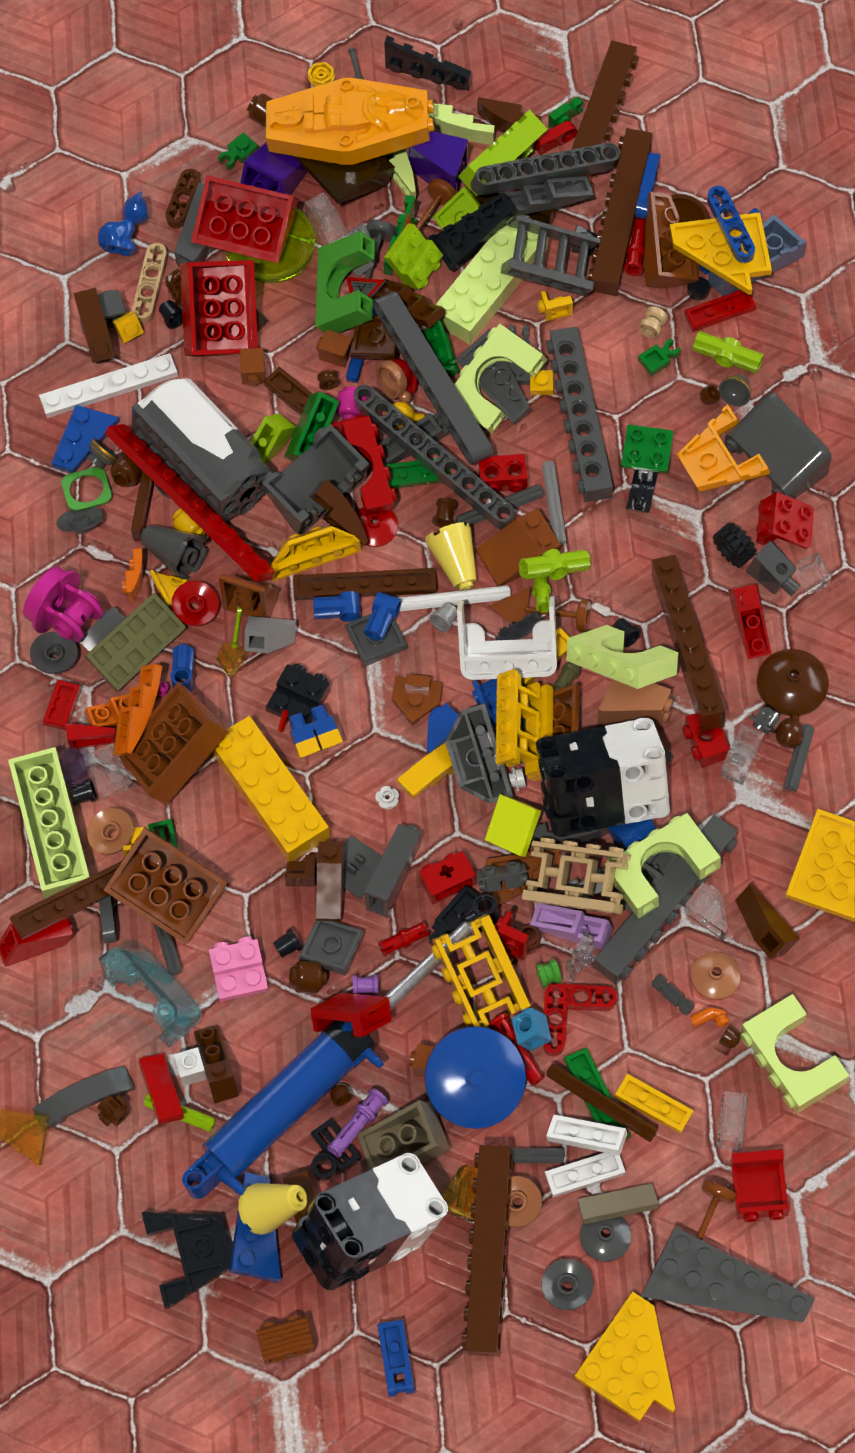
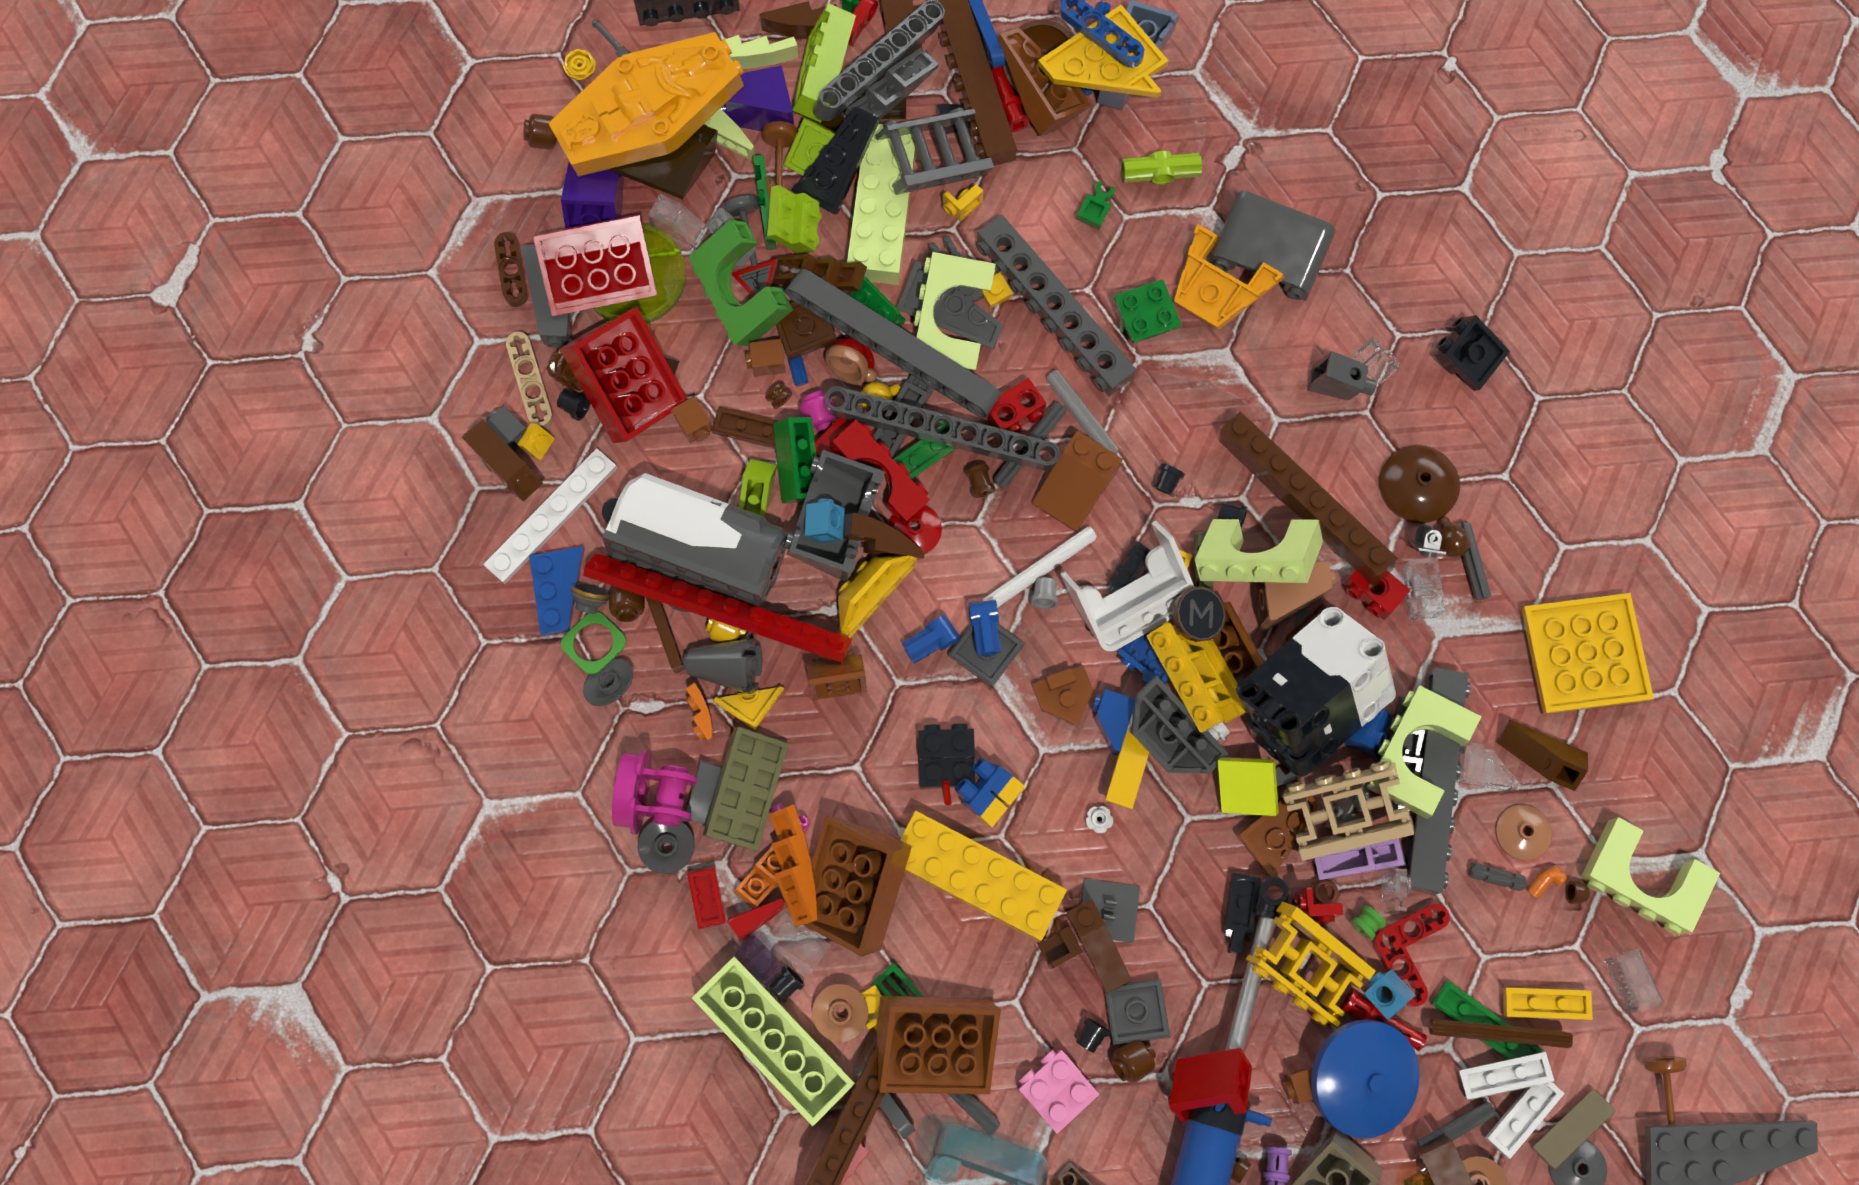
camera: 35 degrees left, 10 degrees up
(116, 236) = (466, 345): blue animal -> none
(183, 665) = (810, 789): blue piece -> none
(197, 593) = (786, 699): red dish -> none
(230, 658) = (855, 753): clear yellow tile -> none
(236, 631) = (846, 736): lime hinge -> none
(238, 149) = (540, 186): green plate -> none
(268, 634) = (879, 707): light grey slope -> none
(303, 478) = (824, 521): none -> dark azure brick
(365, 583) = (943, 599): reddish brown plate -> none
(365, 985) = (1196, 1037): medium lavender bush -> none
(392, 870) = (1154, 896): dark grey slope -> none
(403, 938) = (1204, 964): red pin -> none
(438, 885) = (1224, 866): red brick -> none
(455, 554) = (1020, 522): light yellow cone -> none
(511, 873) = (1274, 839): dark grey hinge -> none
(516, 607) = (1109, 547): dark orange piece -> none
(541, 592) = (1127, 516): lime pin -> none
(548, 680) = (1199, 614): none -> black tile
(554, 564) = (1126, 482): lime piece -> none
(591, 581) = (1168, 479): none -> black piece
(642, 490) = (1161, 358): black hinge -> none
(653, 321) = (1070, 171): tan wheel -> none
(699, 290) = (1093, 115): black tile -> none
(709, 395) = (1169, 221): reddish brown hinge -> none
(719, 310) = (1125, 126): red tile -> none
(734, 545) = (1289, 370): black tyre -> none
(735, 390) = (1193, 204): dark grey piece -> none
(750, 620) = (1344, 439): red slope -> none
(759, 1185) = (1696, 1033): red panel -> none
(785, 519) = (1317, 319): red bracket -> none

